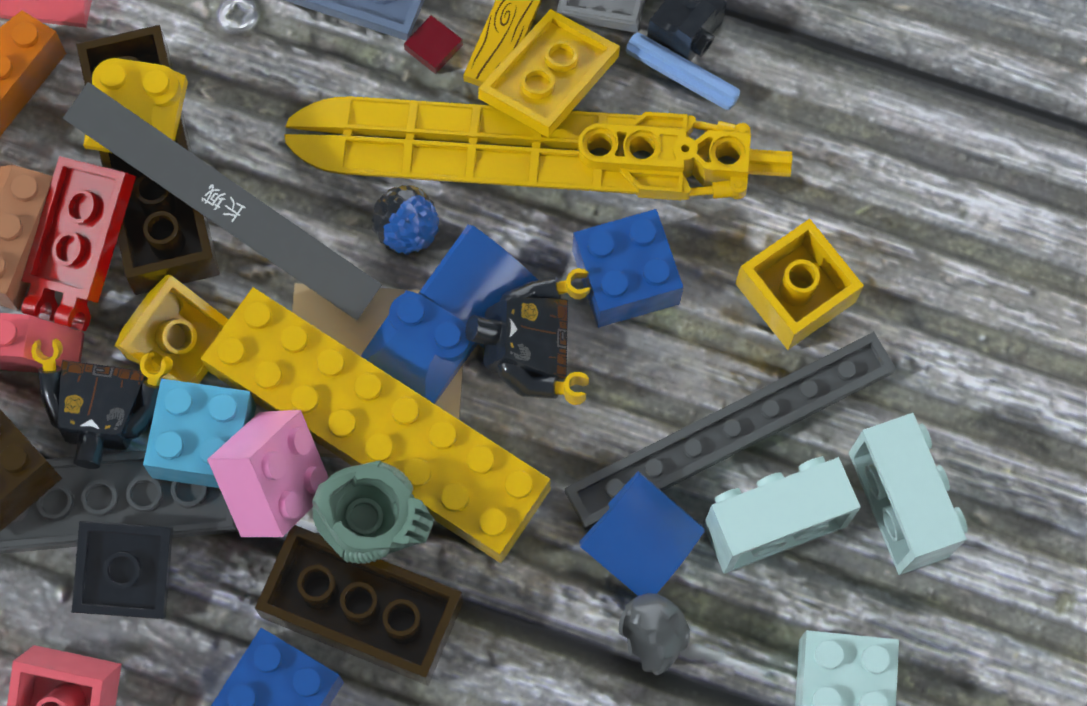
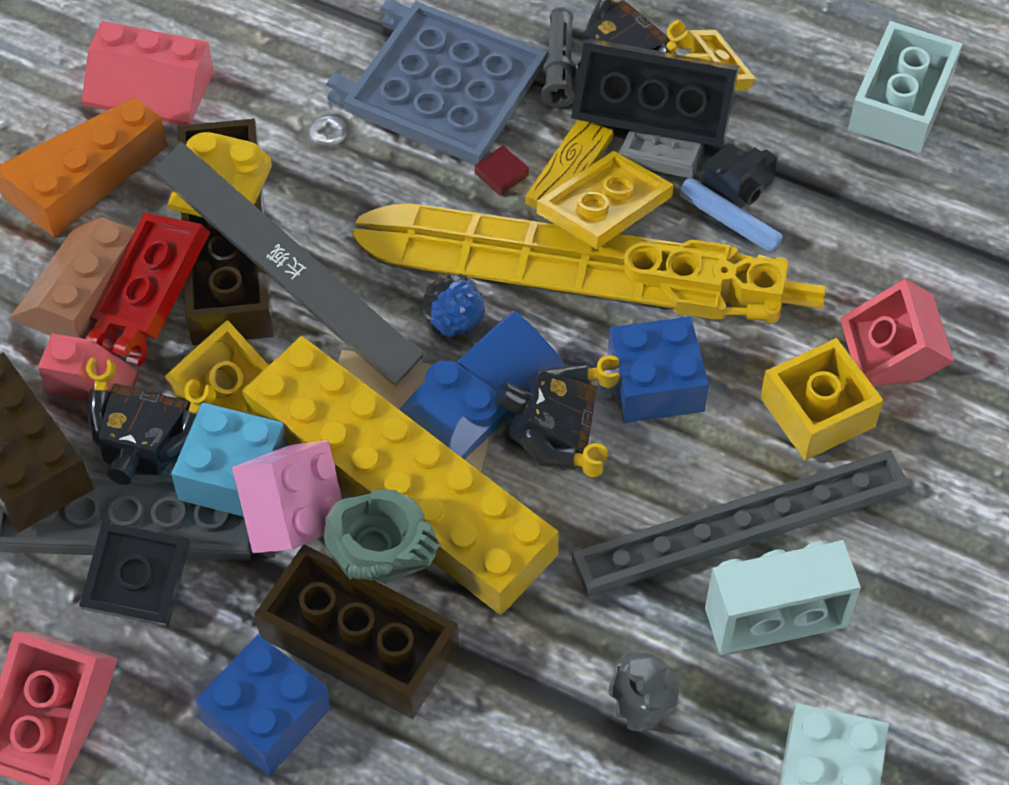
camera: 10 degrees right, 15 degrees down
(642, 536) = (642, 602): blue slope -> none
(869, 199) = (897, 335): none -> coral slope
(908, 493) = (910, 593): light aqua brick -> none

